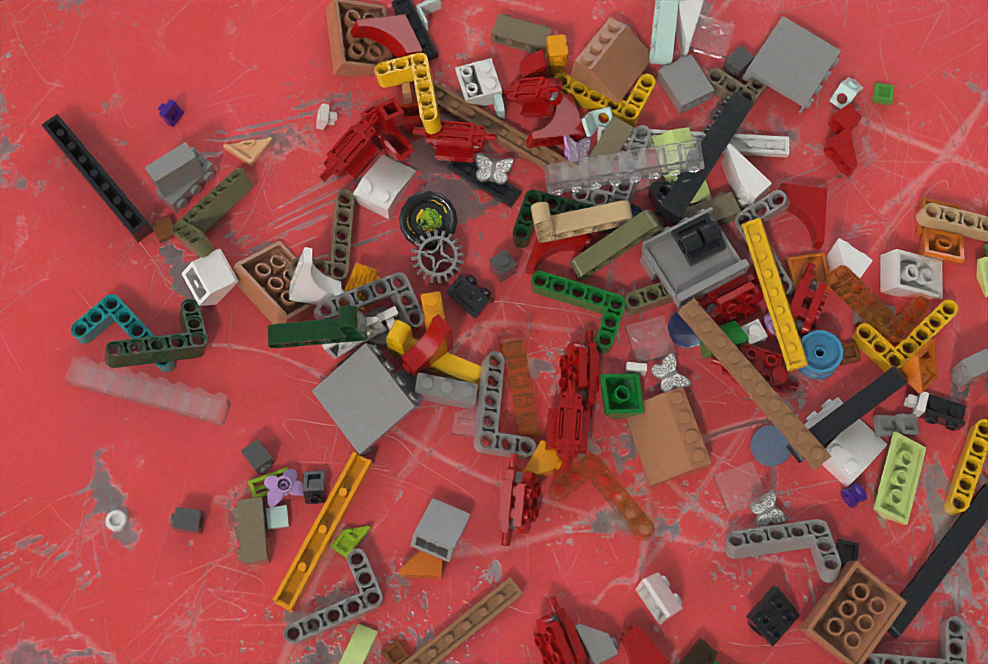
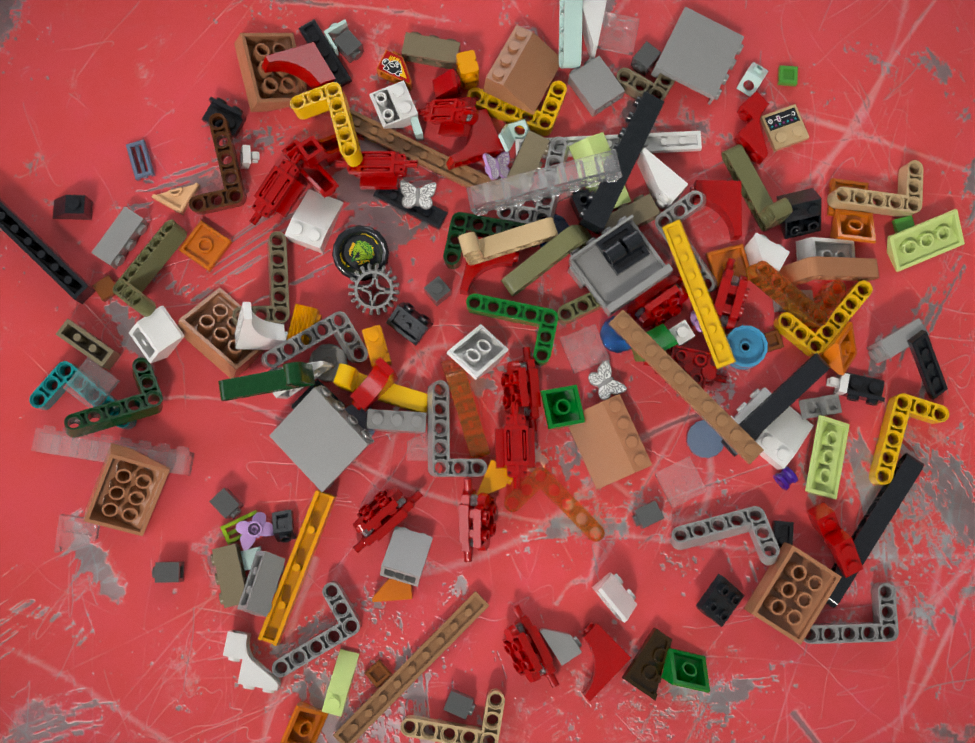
camera: 10 degrees left, 10 degrees up
(96, 469) = (74, 532): none -> clear wing
(116, 520) = (102, 578): white tile -> none
(136, 318) = (91, 384): none -> clear tile
(139, 280) = (88, 344): none -> dark tan brick
(142, 147) = (73, 207): none -> slope
(156, 430) = (126, 491): none -> nougat slope
(170, 112) = (95, 168): dark purple tile -> none
(175, 169) = (106, 231): light grey brick -> none
(218, 123) = (144, 174): none -> sand blue tile
(260, 636) = (252, 671): none -> white arch
(270, 199) = (205, 246): none -> orange tile
(284, 541) = (261, 583): none -> light grey brick
(302, 127) = (225, 170): none -> reddish brown beam
(306, 77) = (233, 115): none -> black bracket
(349, 540) = (322, 572): lime tile -> none
(388, 316) = (333, 354): white tile -> none
(406, 93) = (325, 124): light nougat tile -> none
(408, 483) = (382, 515): none -> red piece
(439, 22) = (349, 46): none -> dark grey brick
(482, 47) = (394, 69): none -> slope
(539, 328) = (478, 352): none -> white slope
(636, 368) = (573, 379): white tile -> none
(701, 517) = (647, 515): none -> dark grey brick
(766, 510) = (707, 502): light grey animal -> none
(851, 221) = (753, 190): none -> olive beam
(876, 143) = (784, 128): none -> tan plate
(886, 227) = (805, 213): none -> black slope
(904, 563) = (836, 539): none -> red arch
(916, 283) = (831, 269): none -> nougat beam

